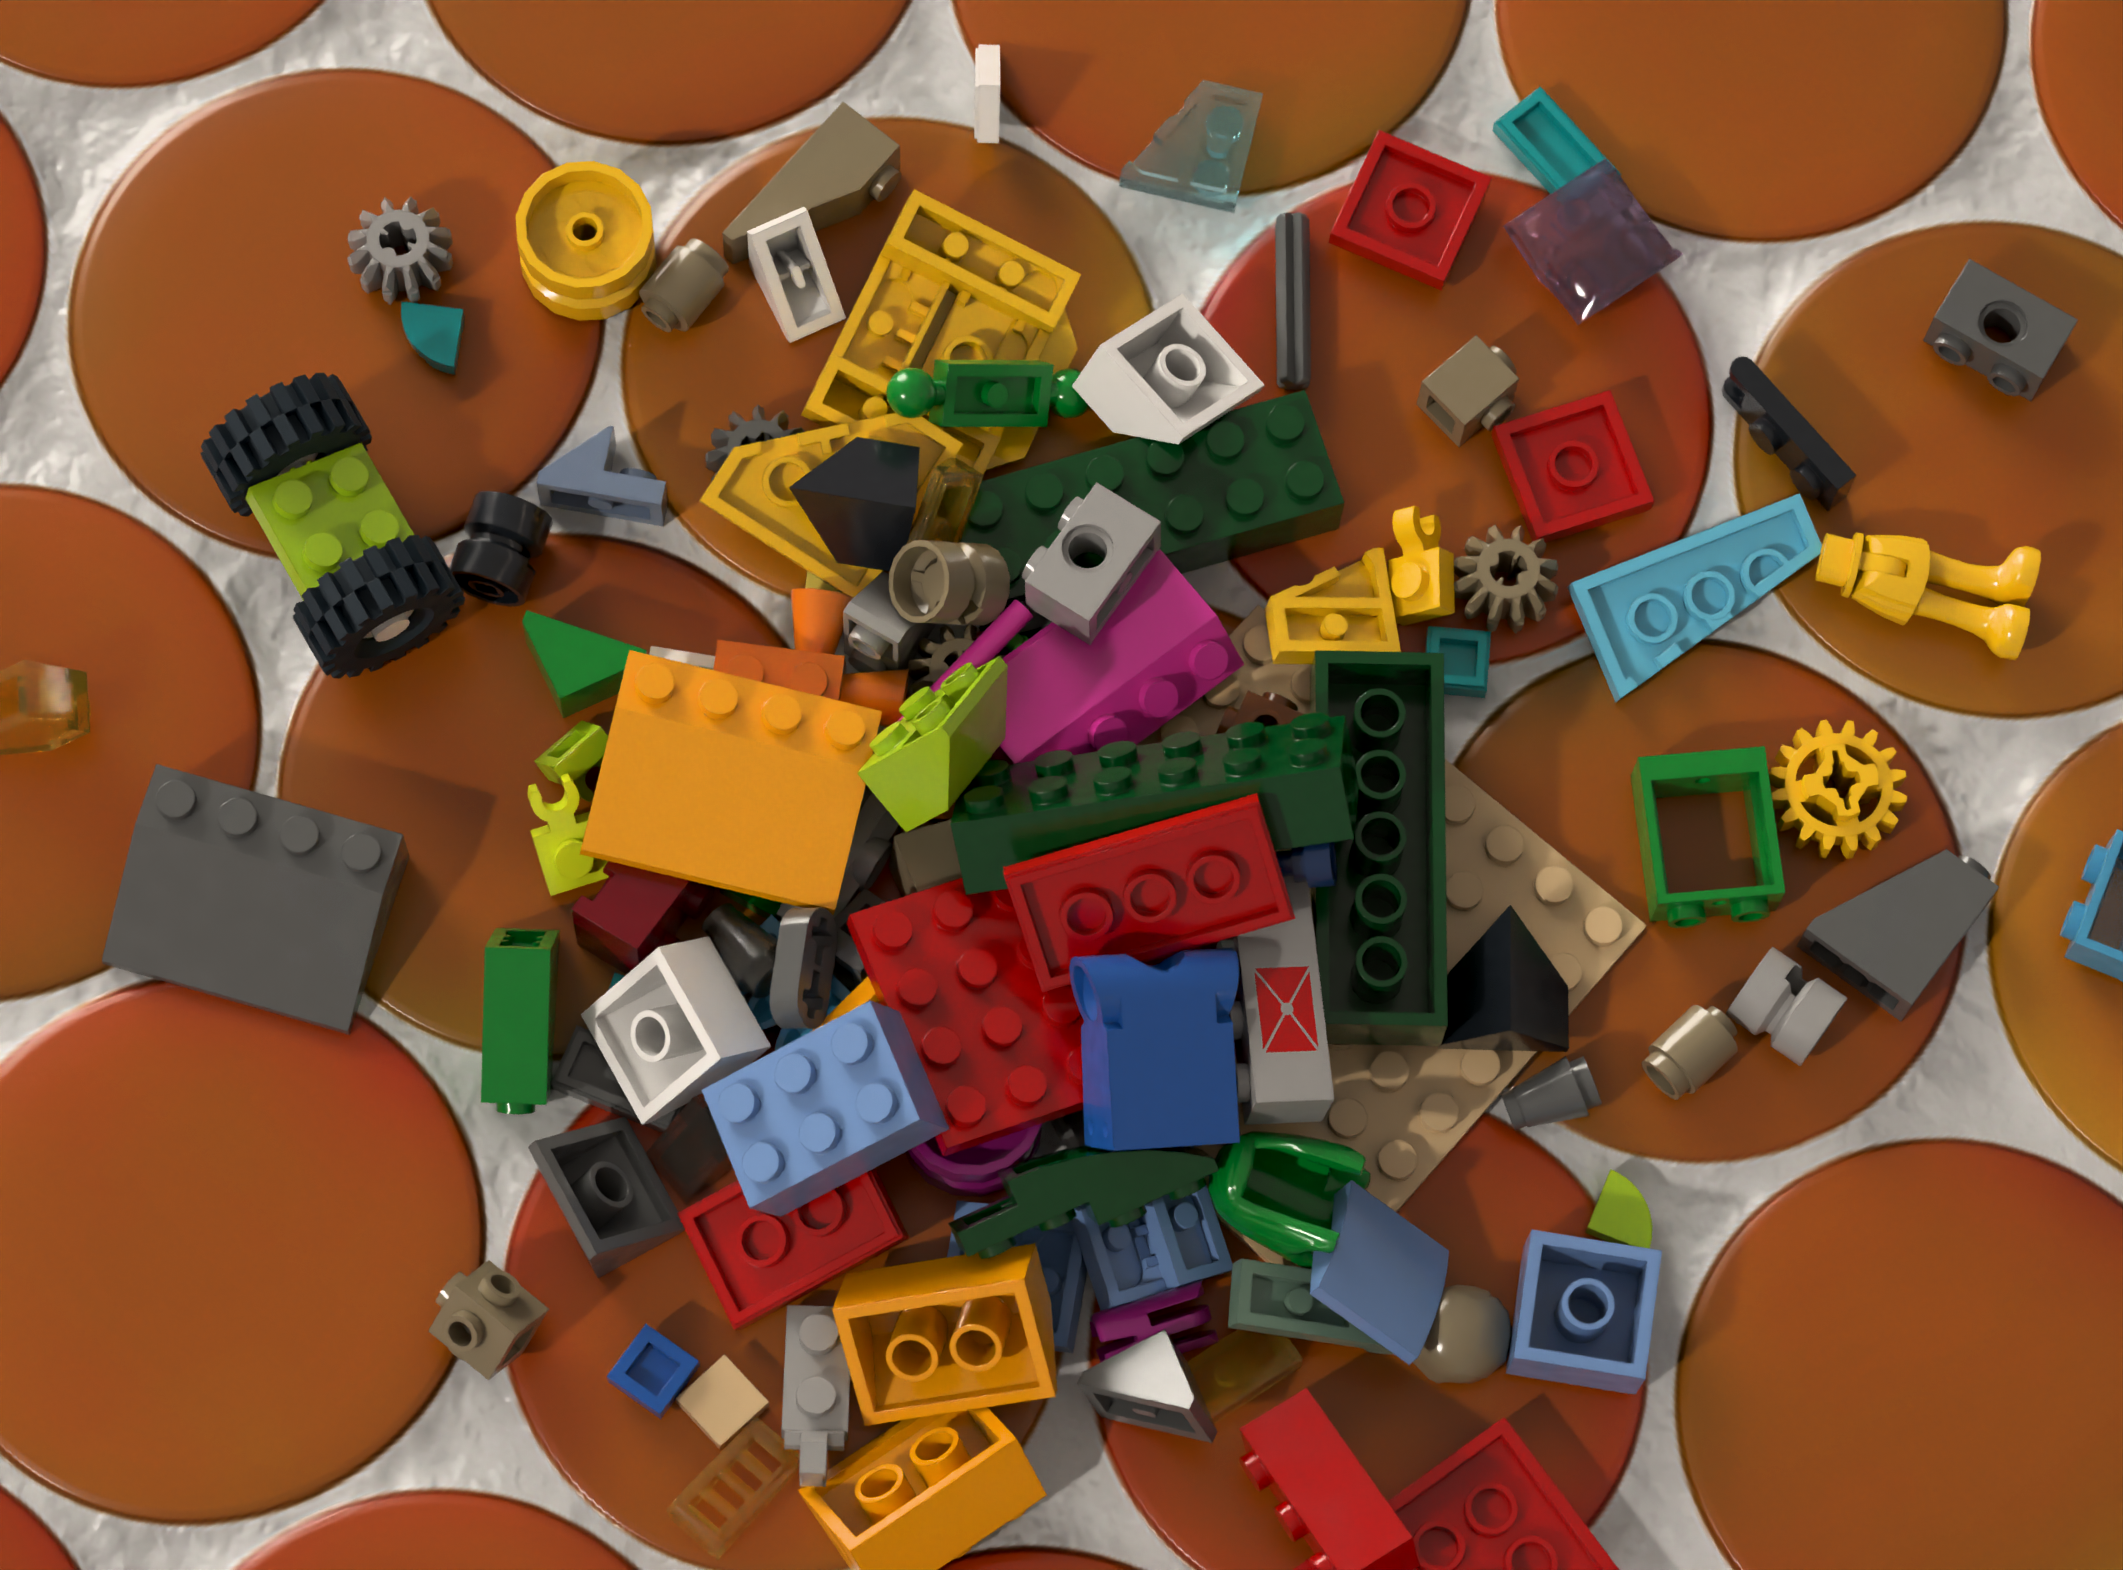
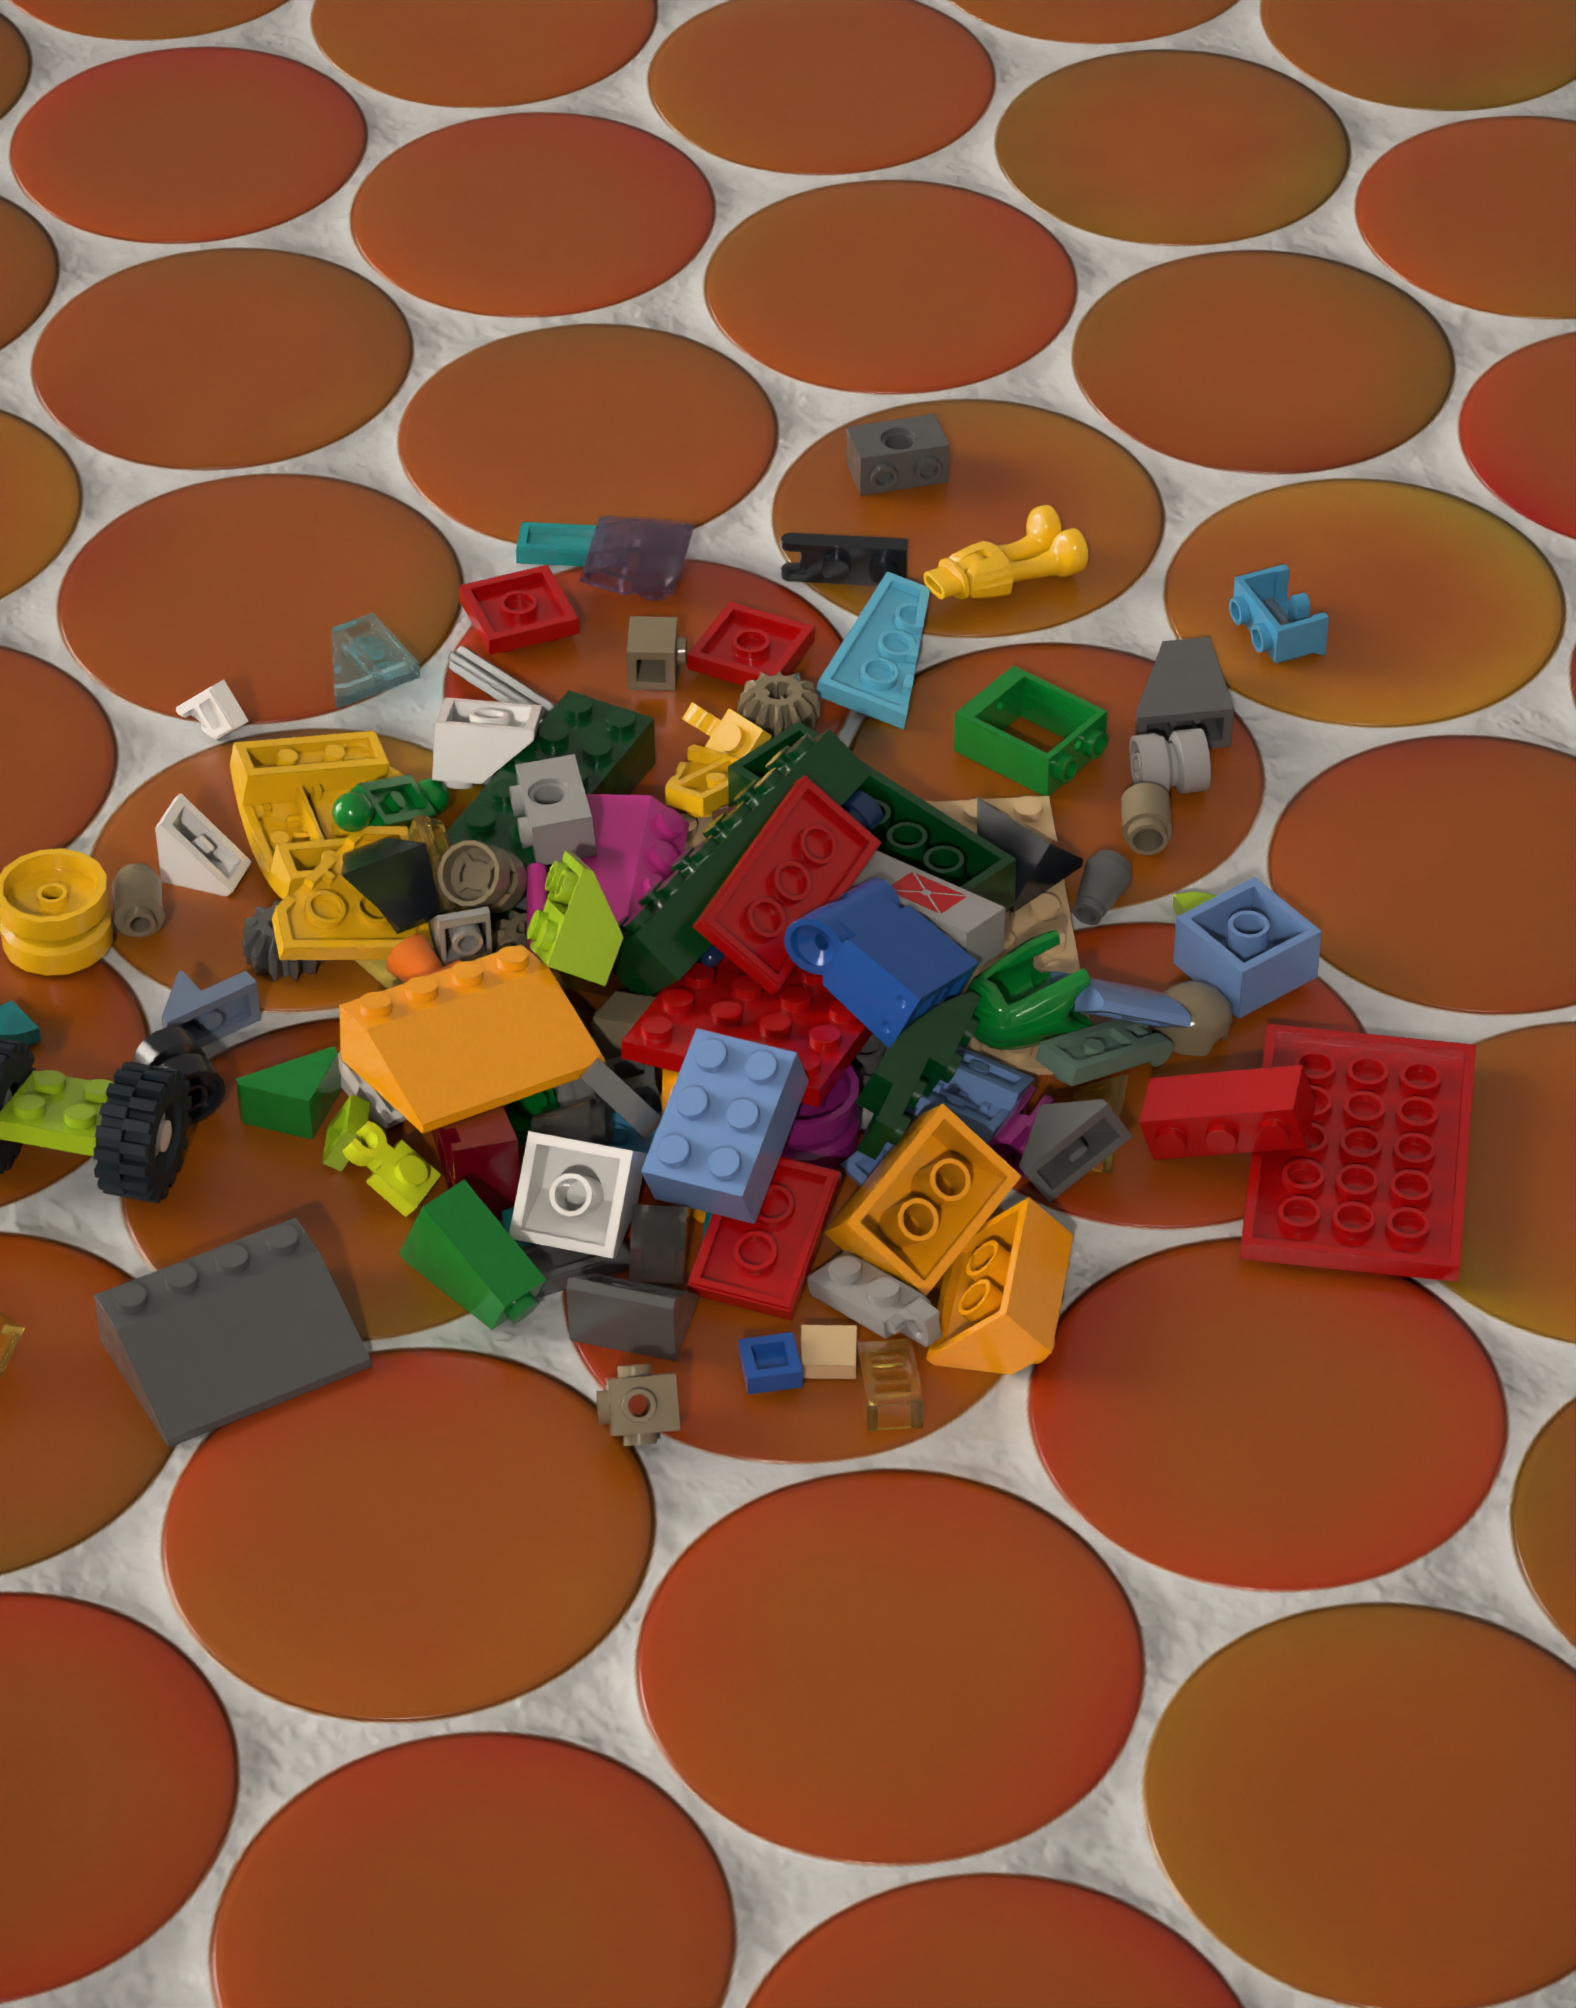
camera: 40 degrees left, 30 degrees down
(830, 176) = (157, 783): dark tan slope -> none
(1862, 781) = (1075, 665): yellow gear -> none

